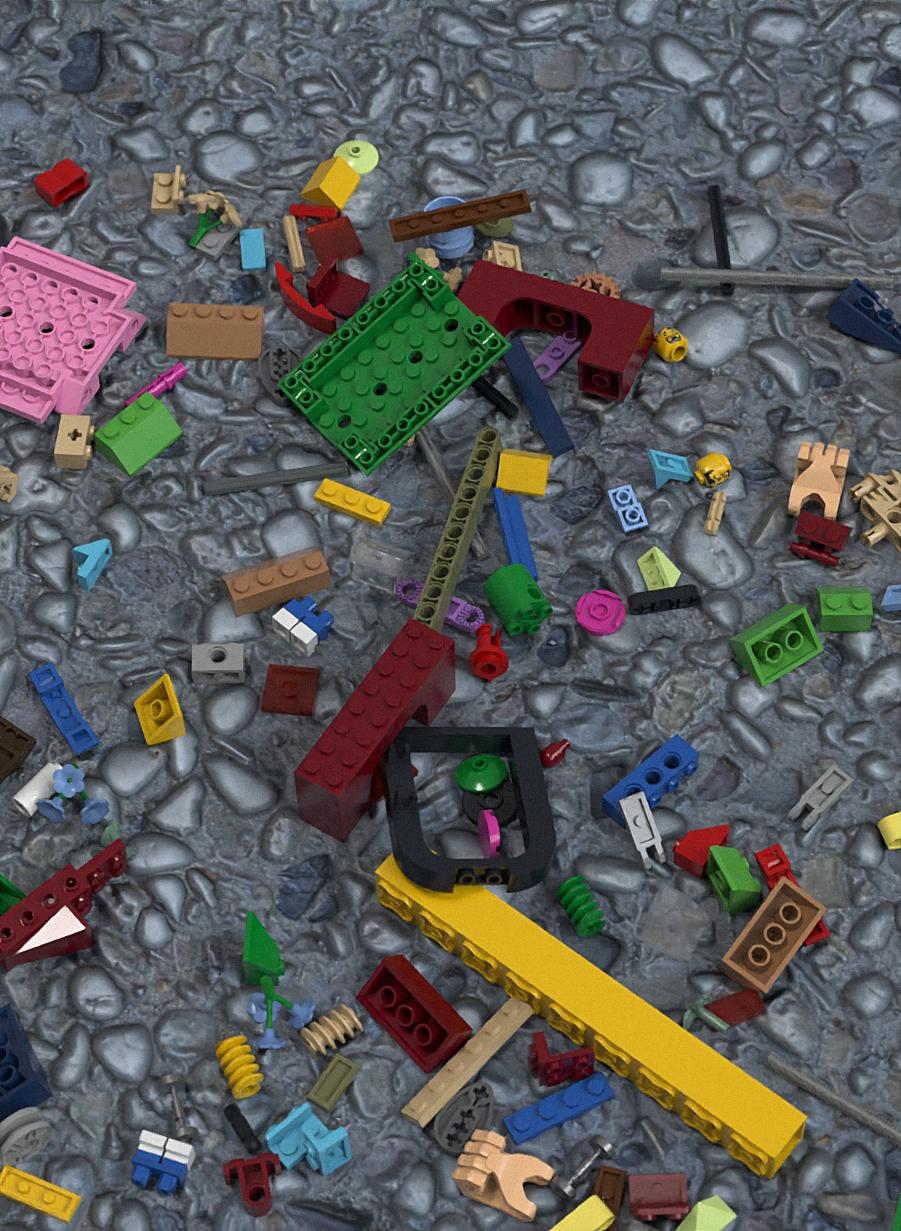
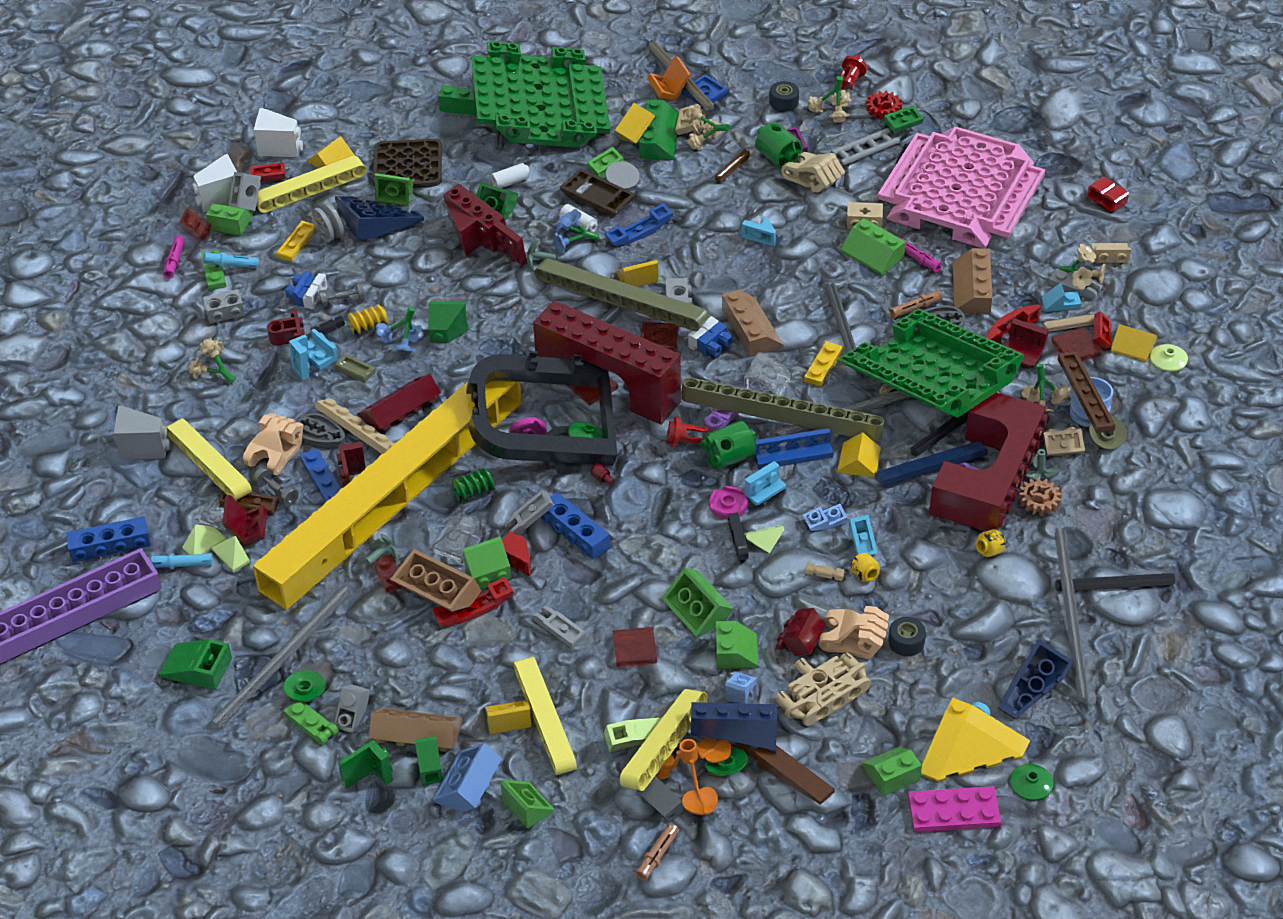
camera: 90 degrees right, 10 degrees down
(216, 729) = (621, 294): none -> olive beam
(246, 388) = (916, 304): none -> nougat pin
(330, 1029) = (389, 361): tan piece -> none
(578, 568) = (764, 484): none -> medium azure bracket
(818, 427) = (907, 636): none -> black wheel
(845, 715) = (634, 646): none -> clear red tile

